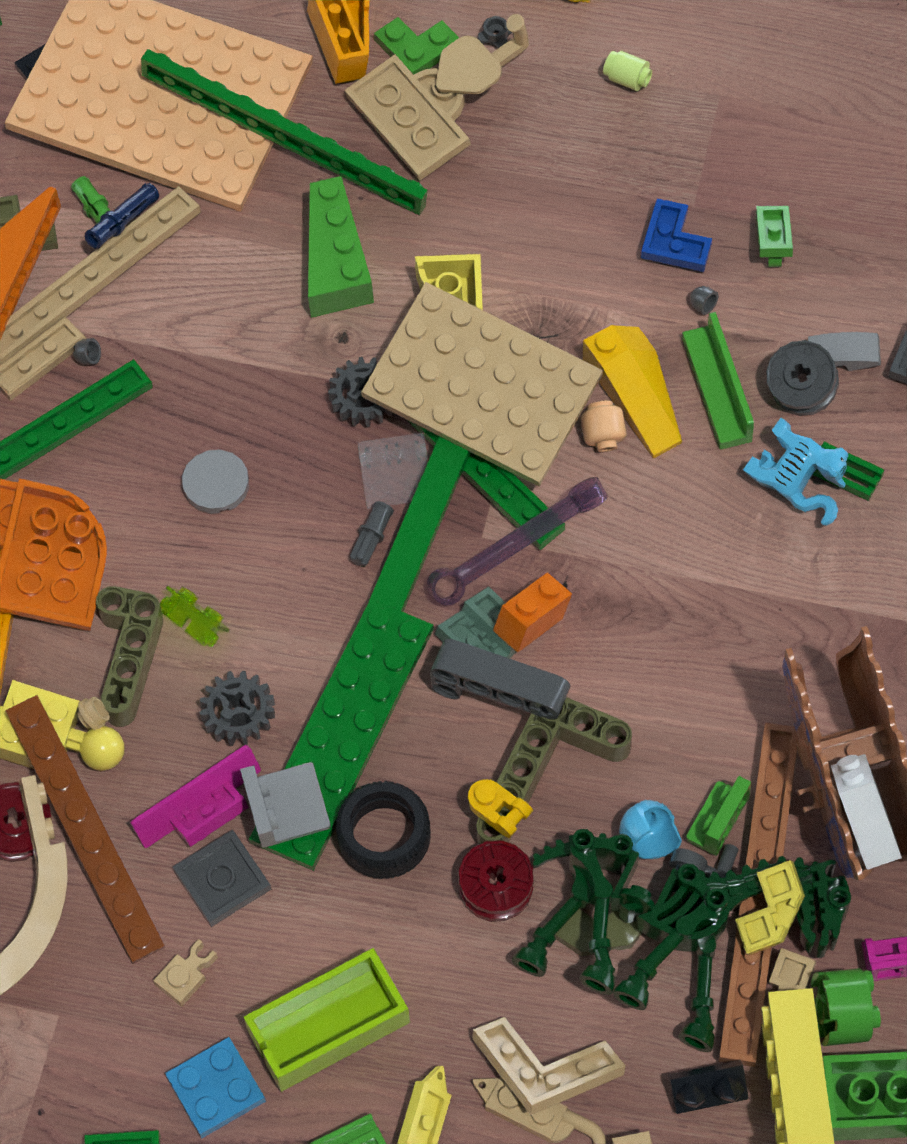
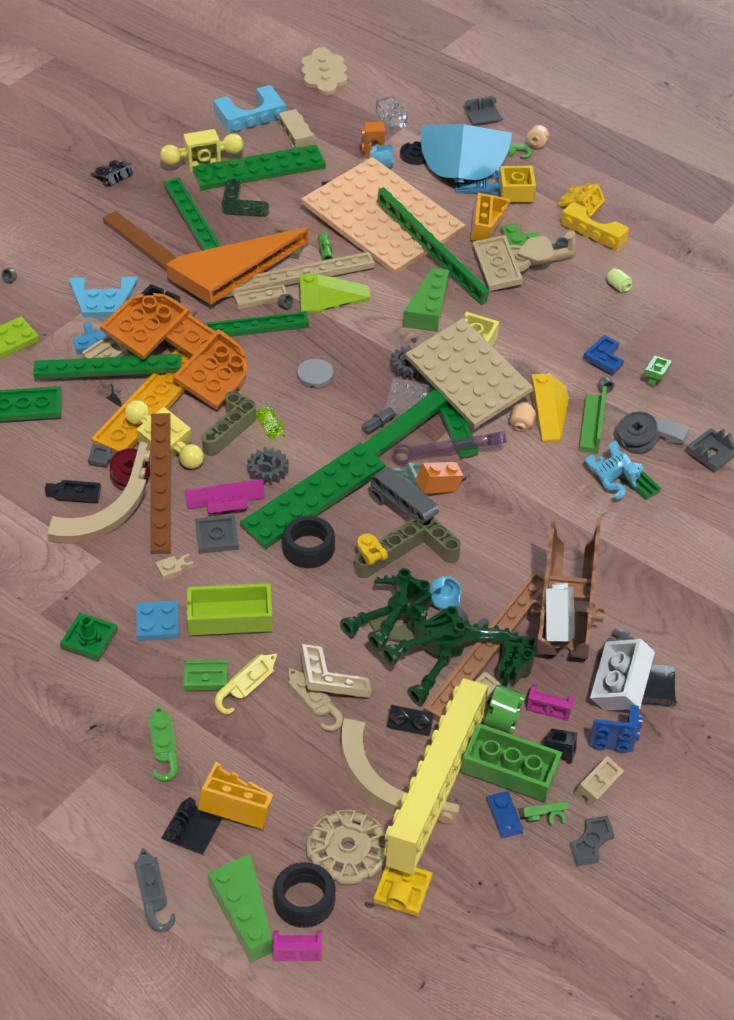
camera: 20 degrees right, 15 degrees down
(92, 713) = (194, 437): tan plate -> none
(113, 222) = (319, 253): dark blue pin -> none
(148, 305) = (323, 292): none -> lime wedge
(285, 803) = (262, 508): light grey bracket -> none
(501, 900) = (353, 586): dark red wheel -> none
(719, 815) = (488, 602): bright green bracket -> none
(771, 924) = (484, 655): light yellow tile -> none

